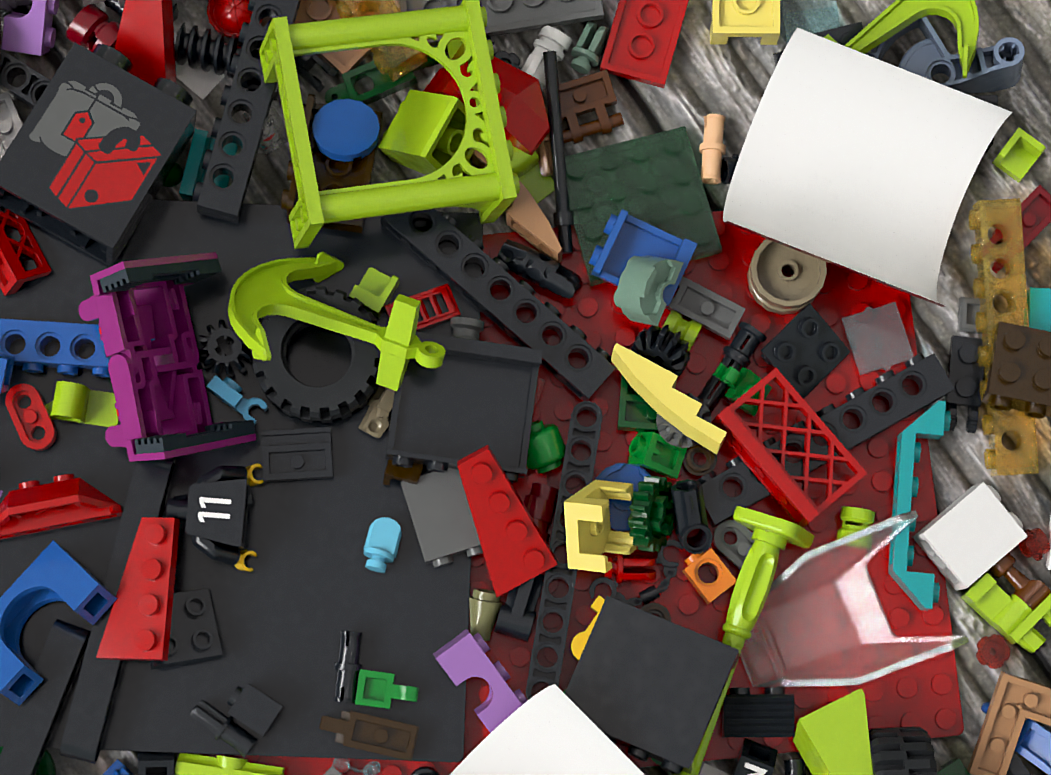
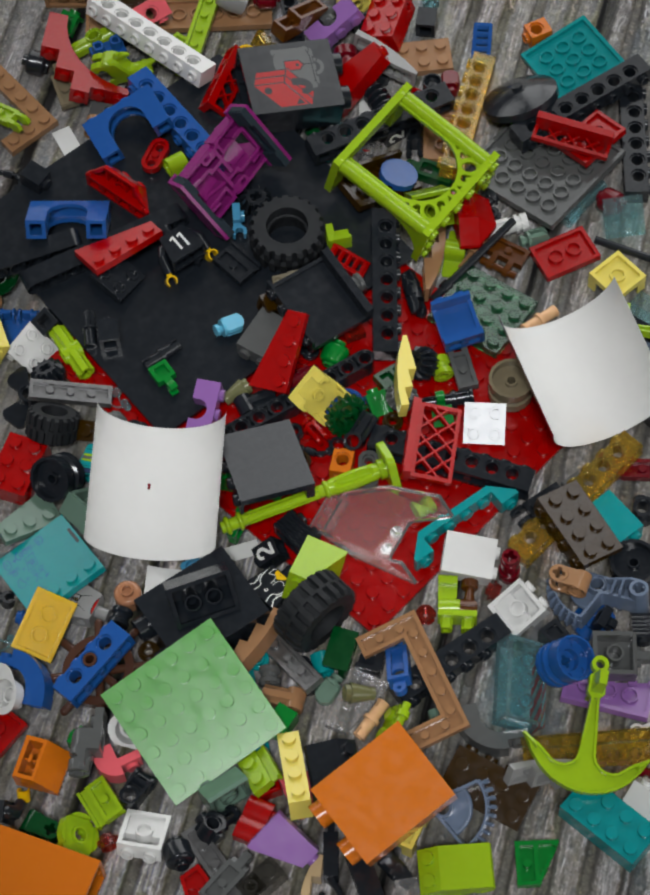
camera: 50 degrees right, 20 degrees down
(266, 292) = (296, 189): lime piece -> none
(373, 734) = (141, 387): dark brown hinge -> none
(643, 285) = (441, 324): sand green cylinder -> none
(877, 338) = (522, 449): clear light blue piece -> none
(1015, 498) = (509, 566): none -> dark red axle

